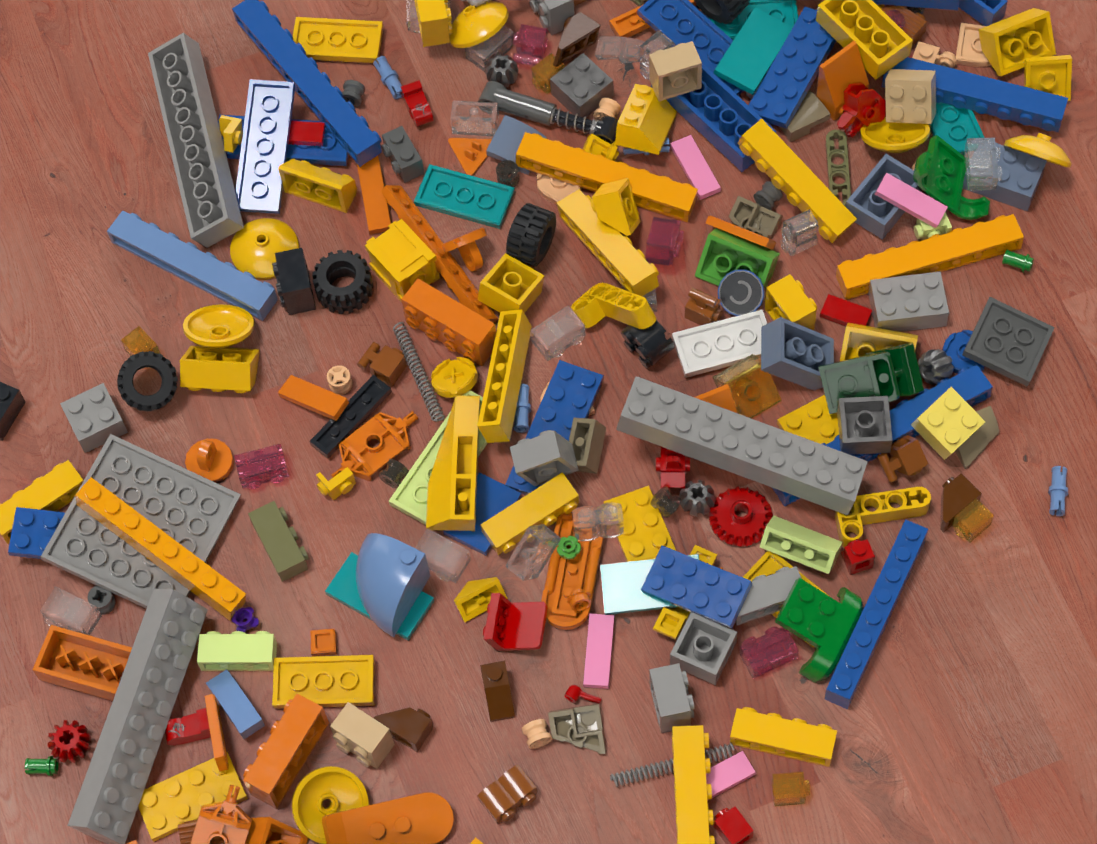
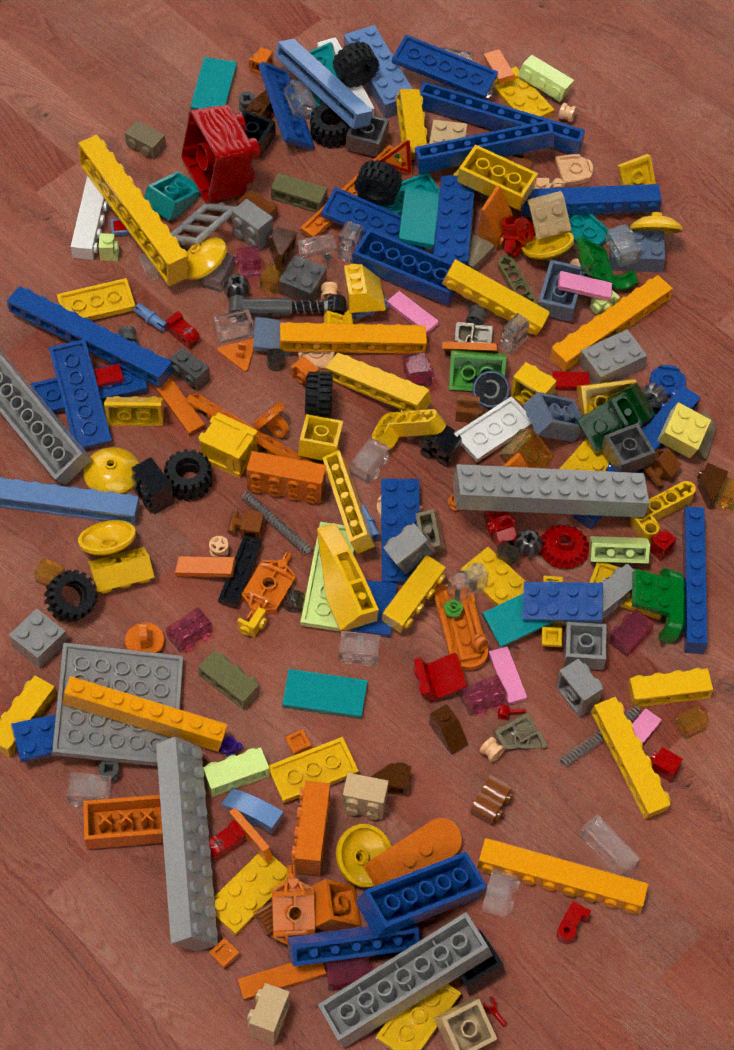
camera: 30 degrees left, 5 degrees down
(42, 766) = (121, 912): green pin -> none
(61, 738) = (132, 892): red gear -> none
(231, 131) = (48, 390): yellow bracket -> none
(389, 579) = (329, 675): medium blue brick -> none
(454, 377) = (306, 517): yellow tile -> none
(464, 196) = (249, 386): teal tile -> none
(476, 596) = (400, 668): yellow slope -> none
(532, 194) = (301, 368): none -> orange brick
(533, 552) = (429, 620): clear brick -> none
(557, 665) = (484, 695): none -> clear pink brick
(616, 206) = (372, 354): yellow slope -> none
(675, 71) = (375, 244): tan brick -> none
(1008, 341) = (695, 363): dark grey plate -> none
(1017, 38) = (602, 155): yellow slope -> none
(1018, 260) = (674, 307): green pin -> none

